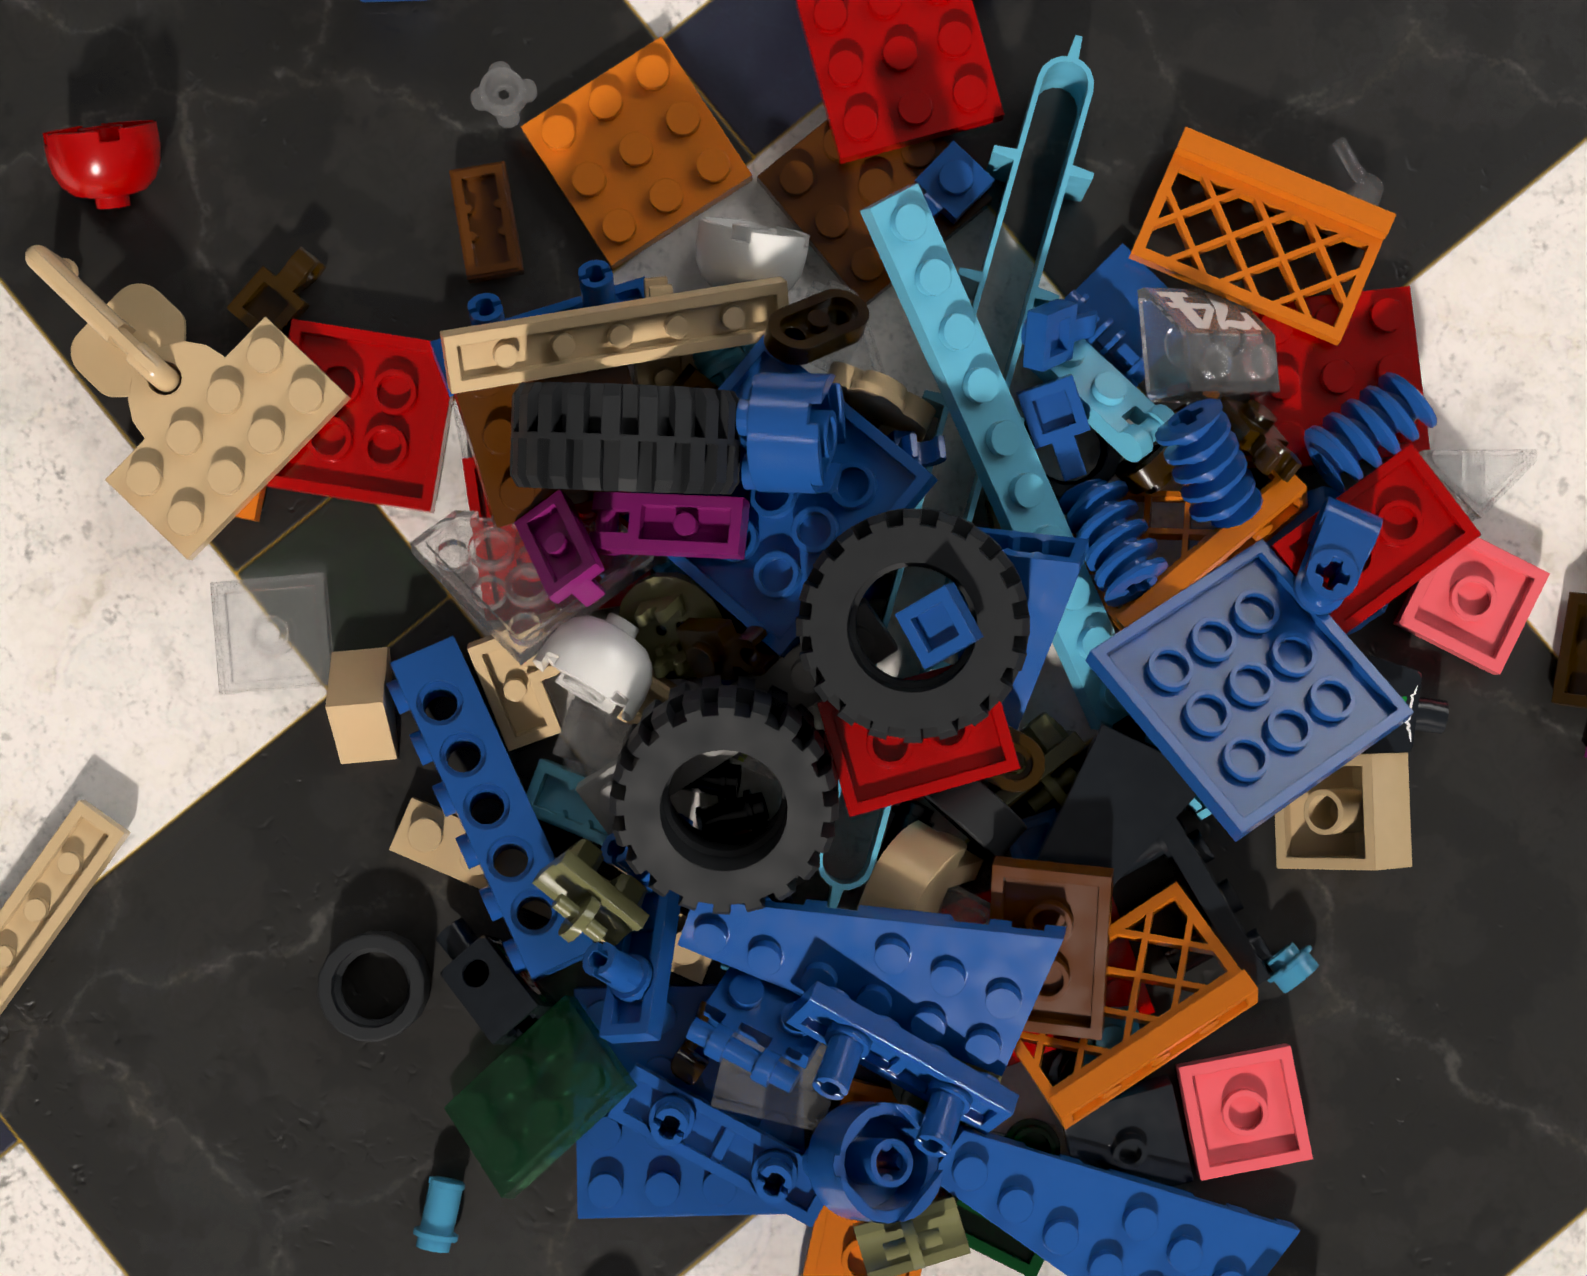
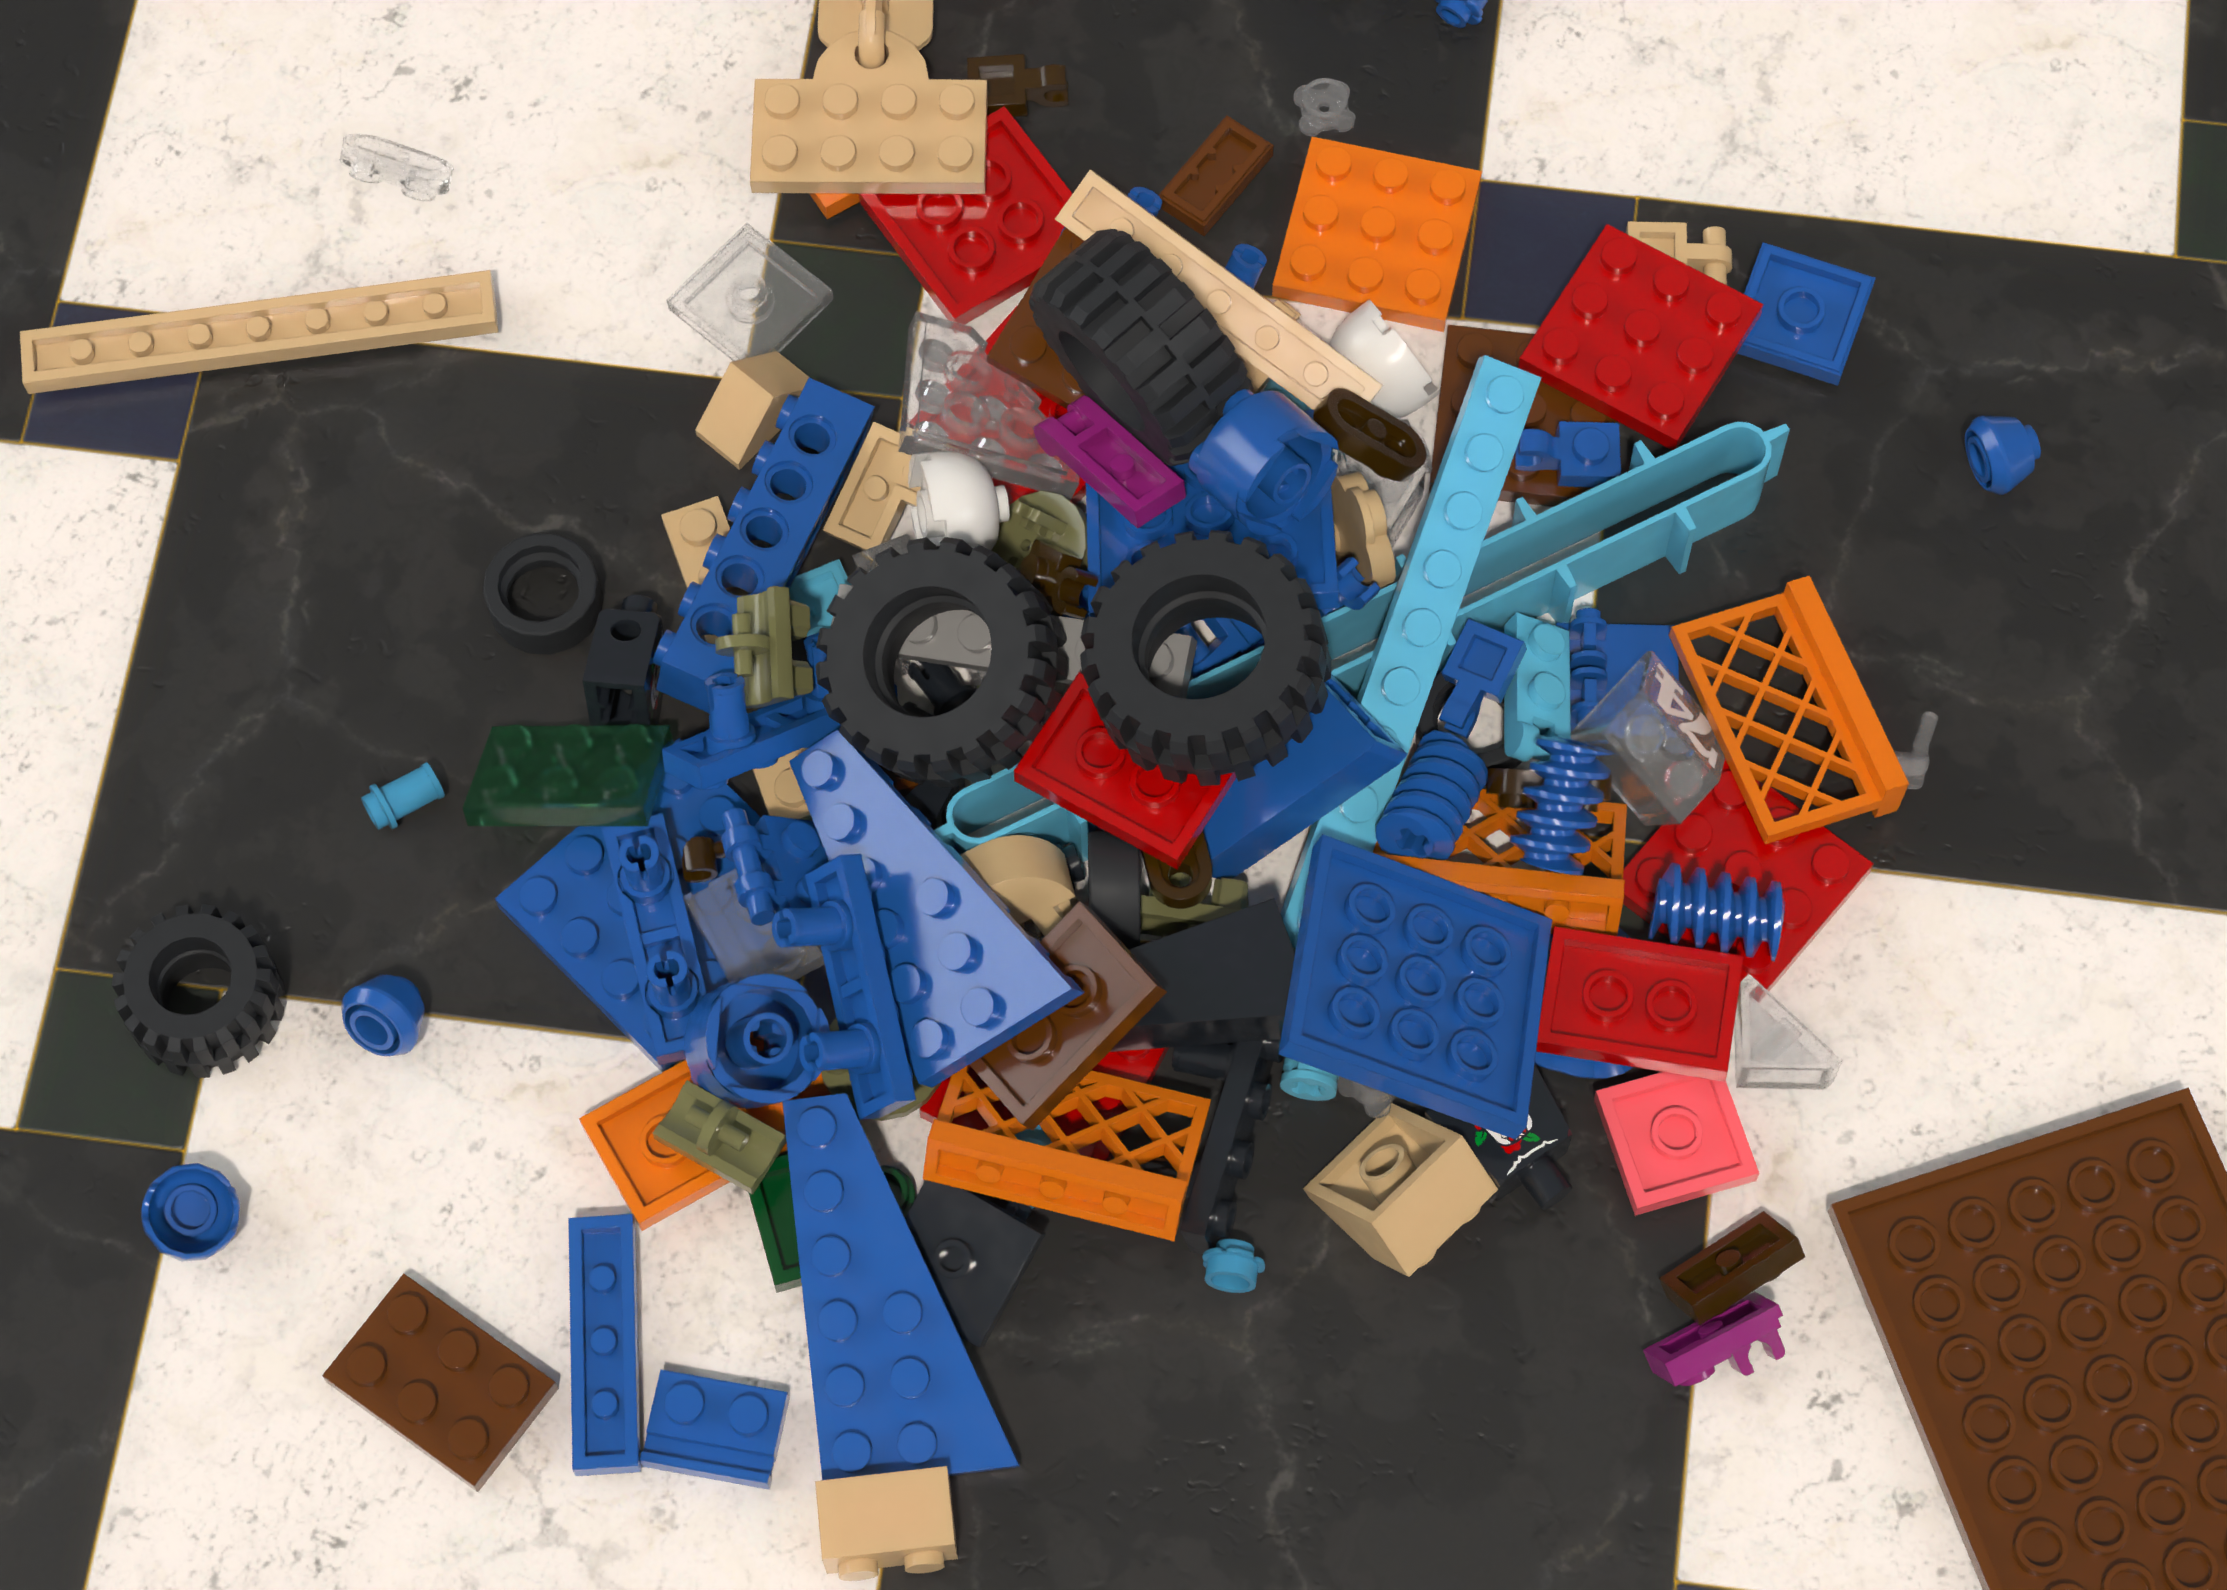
camera: 50 degrees right, 20 degrees down
(561, 550) = (1013, 405): magenta plate -> none
(939, 625) = (1217, 642): blue plate -> none
(1051, 333) = (1544, 600): blue plate -> none
(1244, 1111) = (1075, 1334): coral plate -> none
(1258, 435) = (1628, 831): dark brown plate -> none
(1338, 549) = (1590, 965): blue piece -> none

